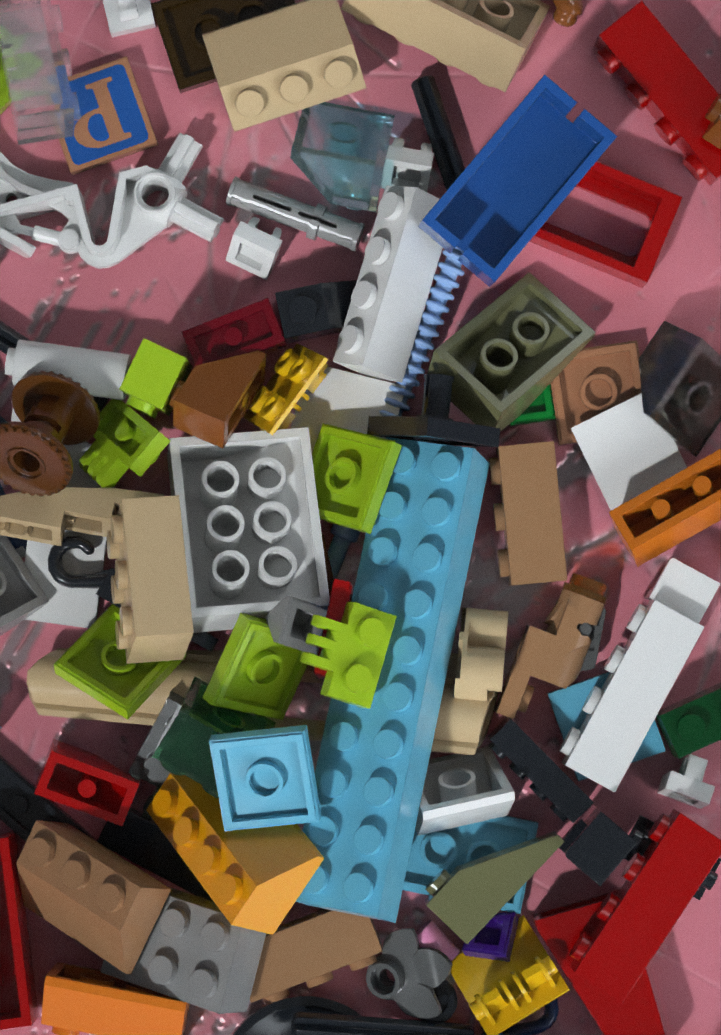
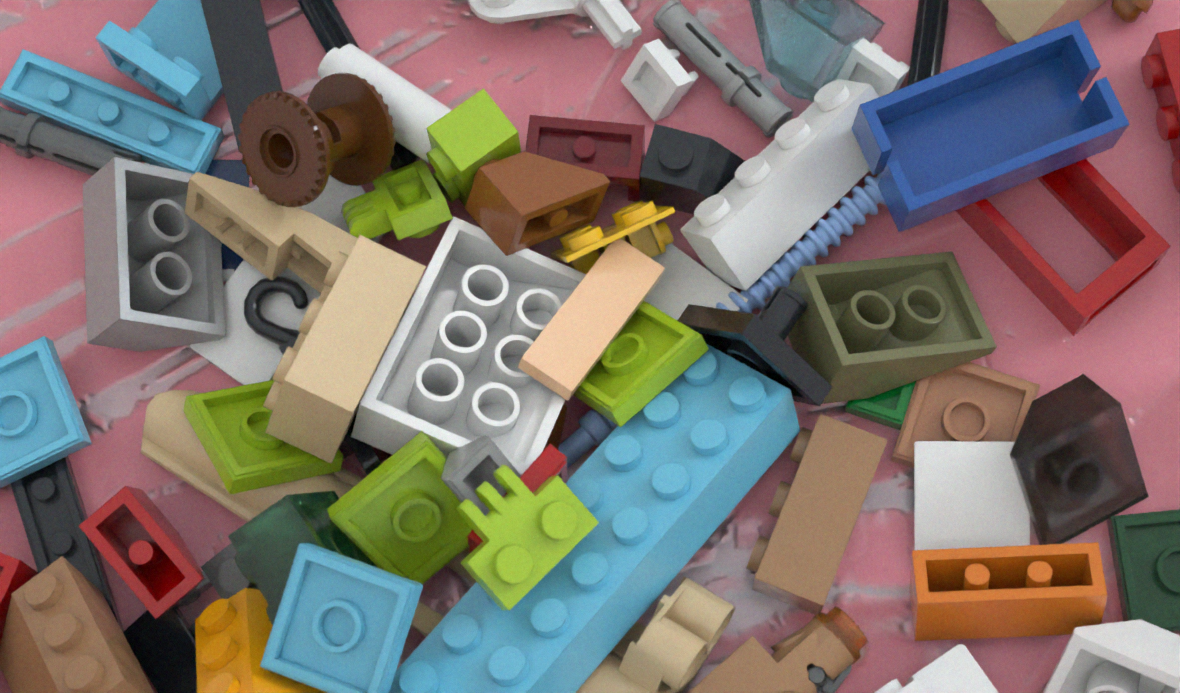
camera: 30 degrees right, 15 degrees down
(308, 464) = (591, 318): none -> light nougat tile

